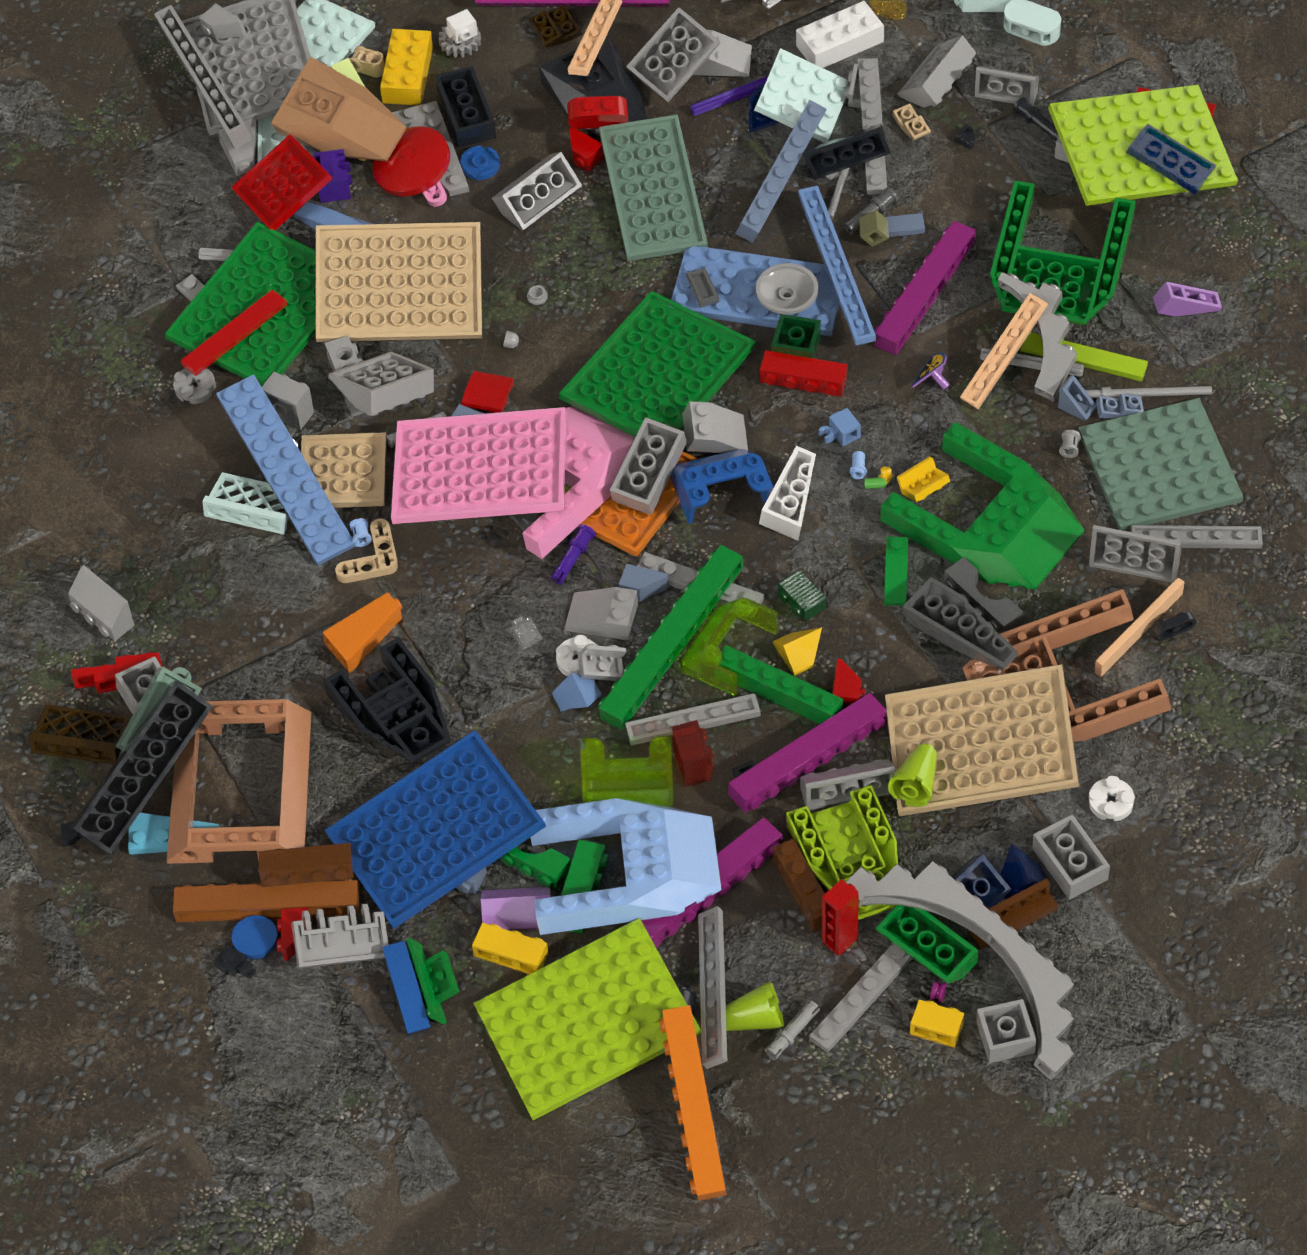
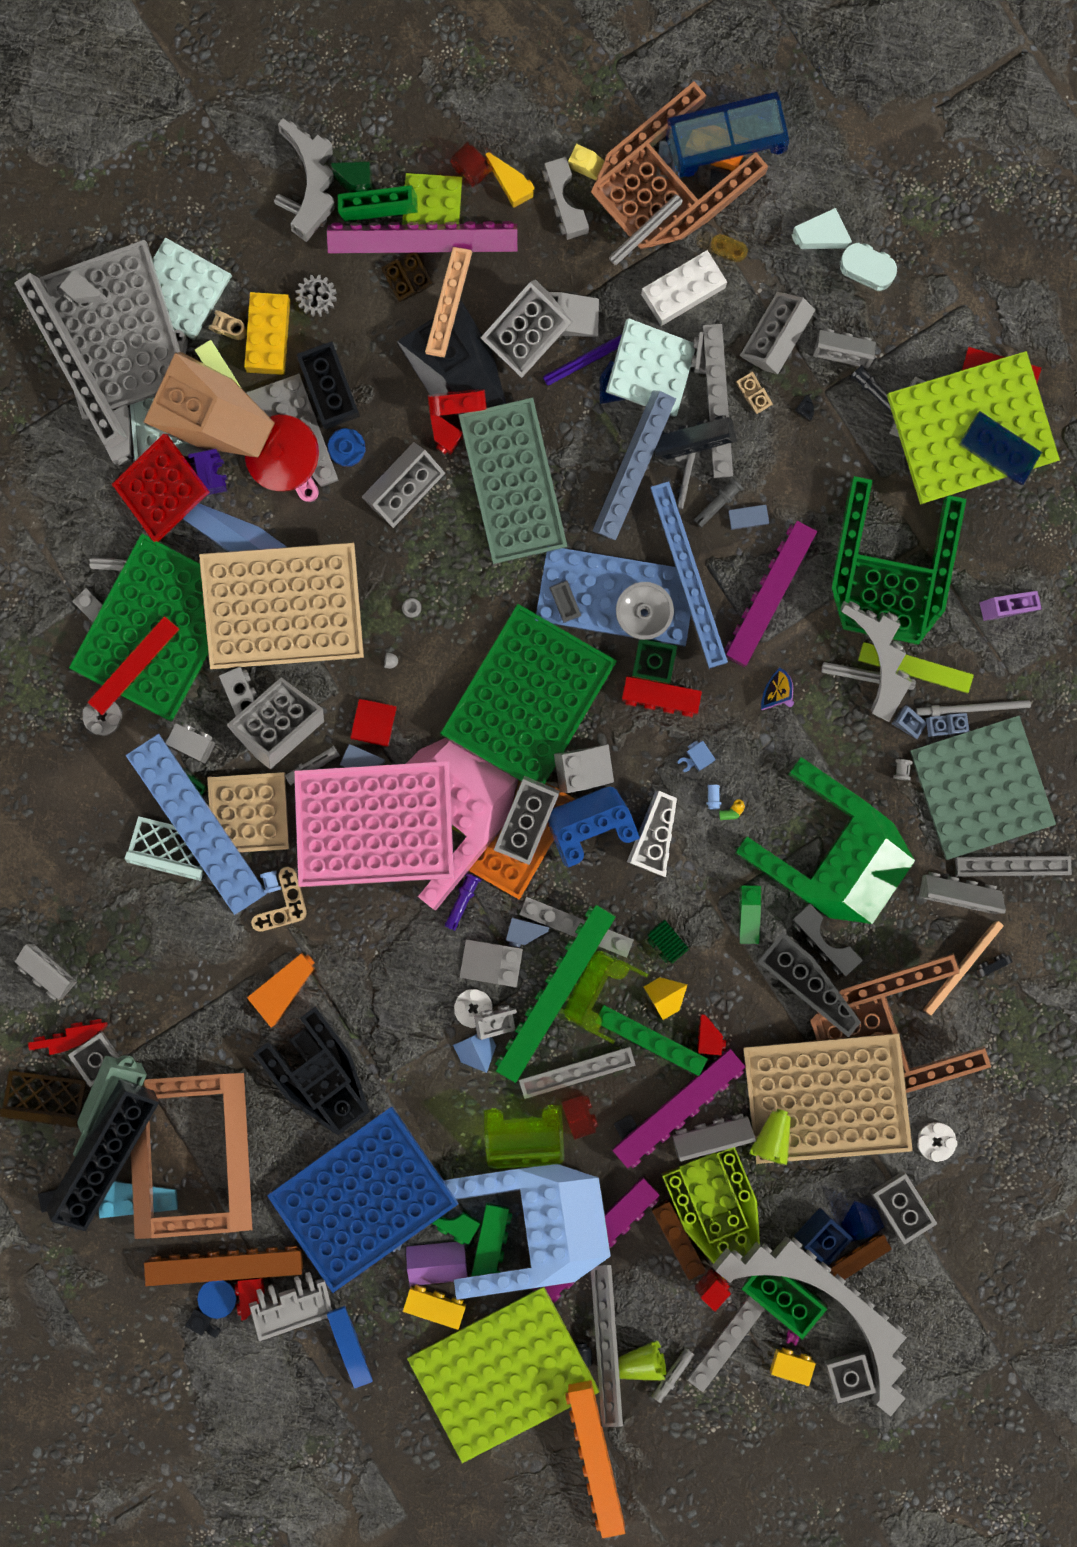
camera: 10 degrees left, 30 degrees up
(306, 865) = (255, 1242): reddish brown brick -> none
(435, 978) = (372, 1337): green bracket -> none
(461, 26) = (317, 293): white brick -> none
(525, 632) = (425, 985): clear bracket -> none
(874, 228) = (722, 526): olive brick -> none
(922, 480) = (772, 815): yellow bracket -> none
(1004, 350) = (845, 678): light nougat tile -> none

